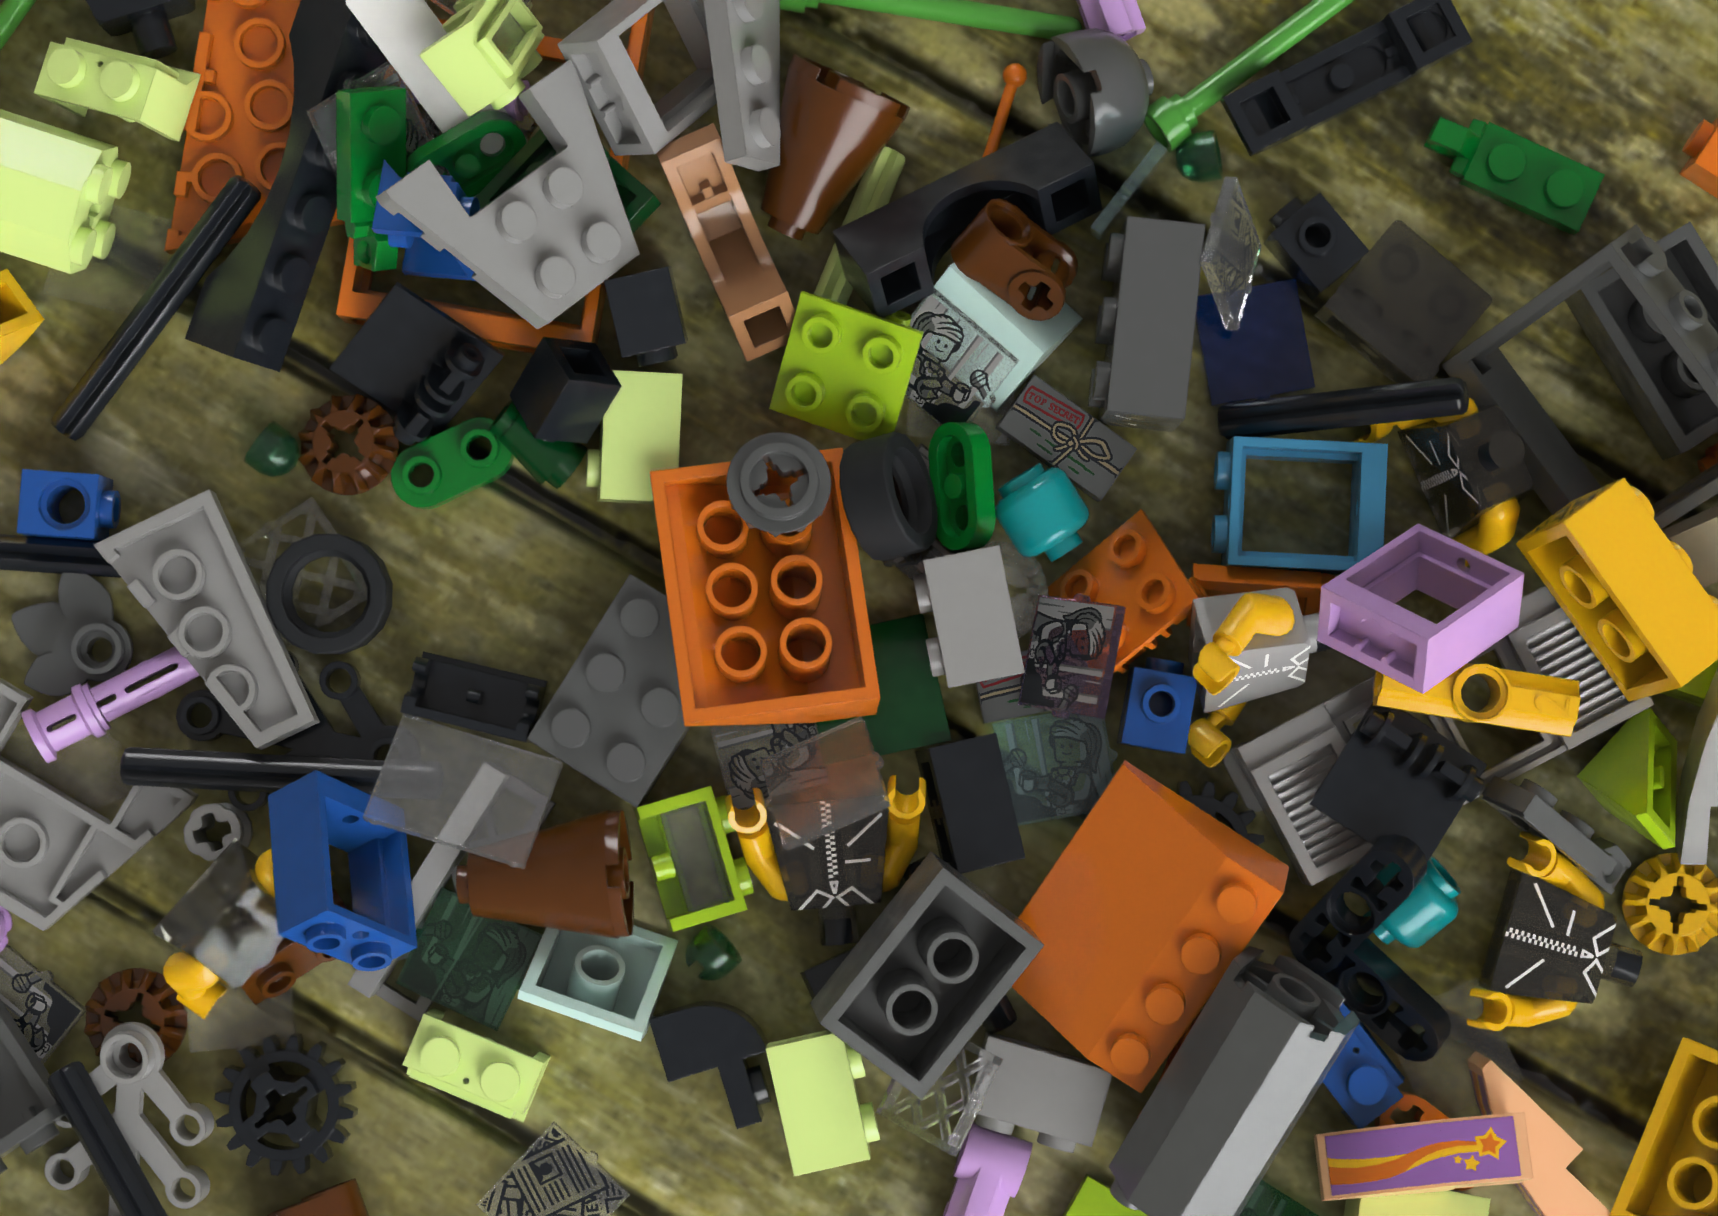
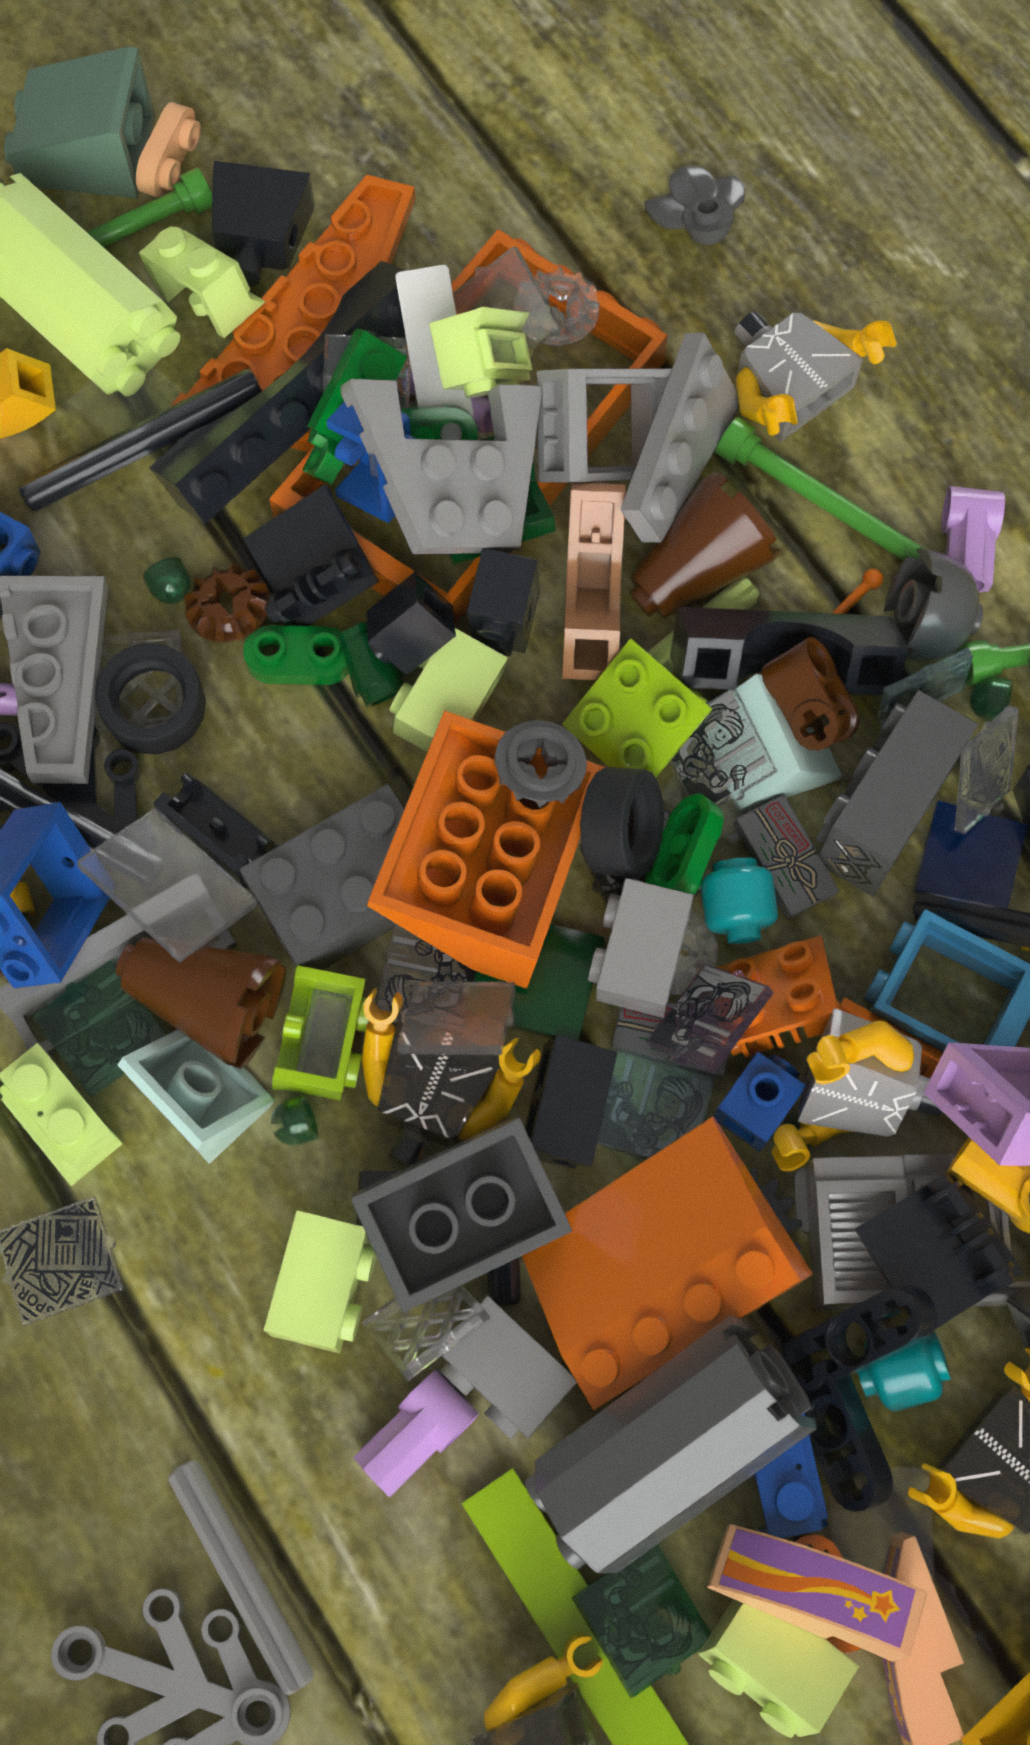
camera: 25 degrees right, 15 degrees down
(710, 1037) = (257, 1186): black brick -> none

